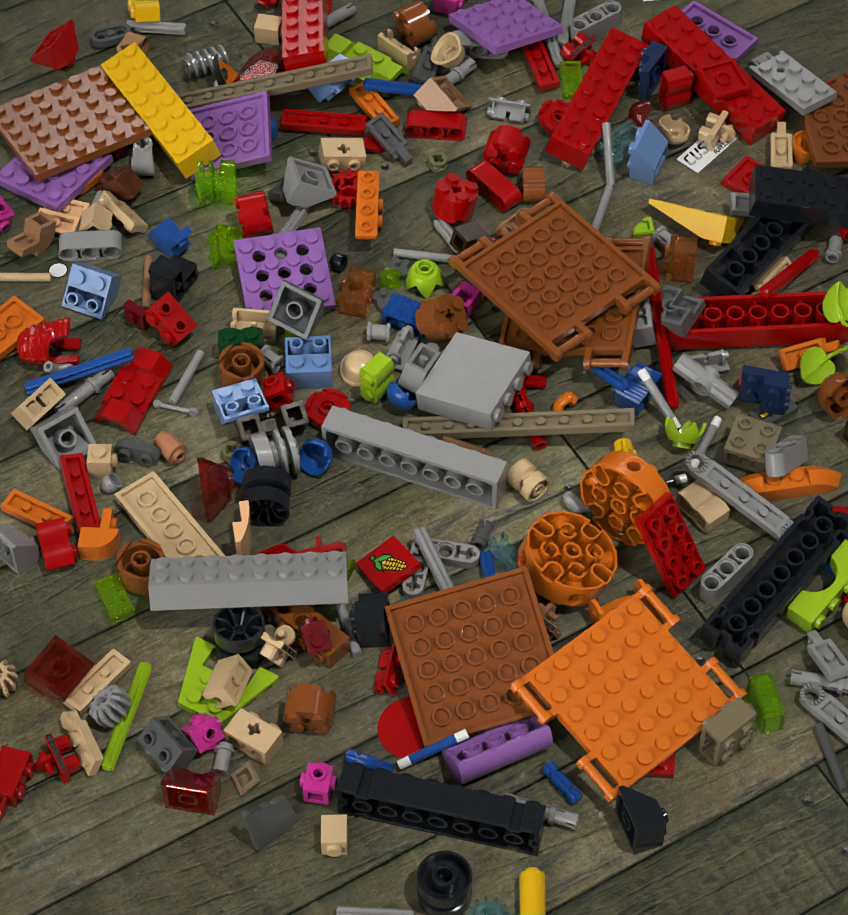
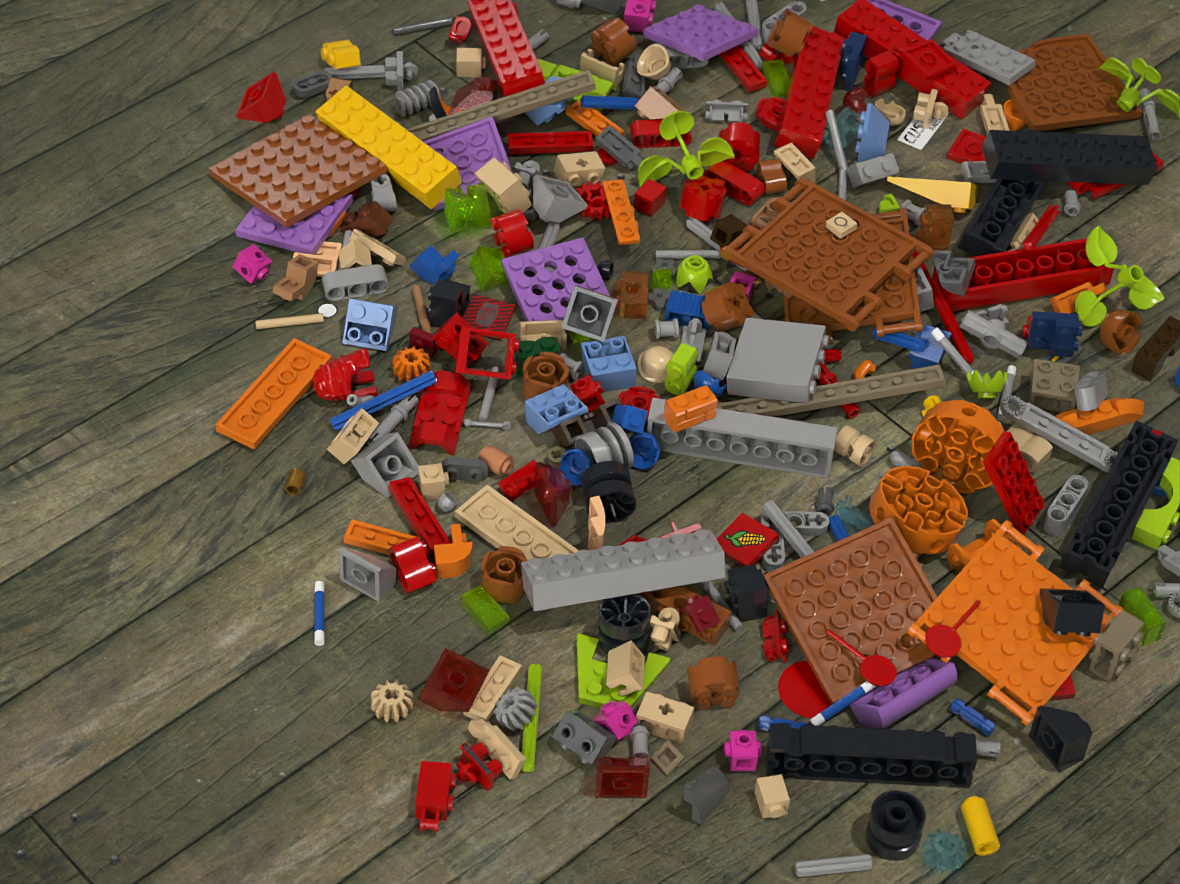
camera: 15 degrees left, 5 degrees down
(118, 336) = (410, 363): none -> orange gear
(164, 331) = (462, 351): none -> red window
(184, 473) = (519, 481): none -> red hinge
(200, 31) = (397, 71): none -> light grey hips
(208, 297) = (489, 314): none -> tile
(256, 166) = (504, 186): none -> tan brick
(290, 148) = (527, 172): none -> light grey hips
(305, 424) = (630, 418): none -> blue brick
(361, 423) = (690, 408): none -> orange brick
(404, 192) = (650, 197): none -> red brick
(432, 123) = (674, 124): none -> lime plant
(472, 720) = (874, 668): none -> red piece
(544, 702) = (945, 640): none -> red piece
(560, 174) = (796, 162): none -> tan hinge
(574, 248) = (841, 225): none -> tan tile
(589, 35) = (789, 33): none -> dark orange brick
(637, 190) = (873, 170): none -> light grey brick
(685, 690) = (1071, 611): none -> black slope

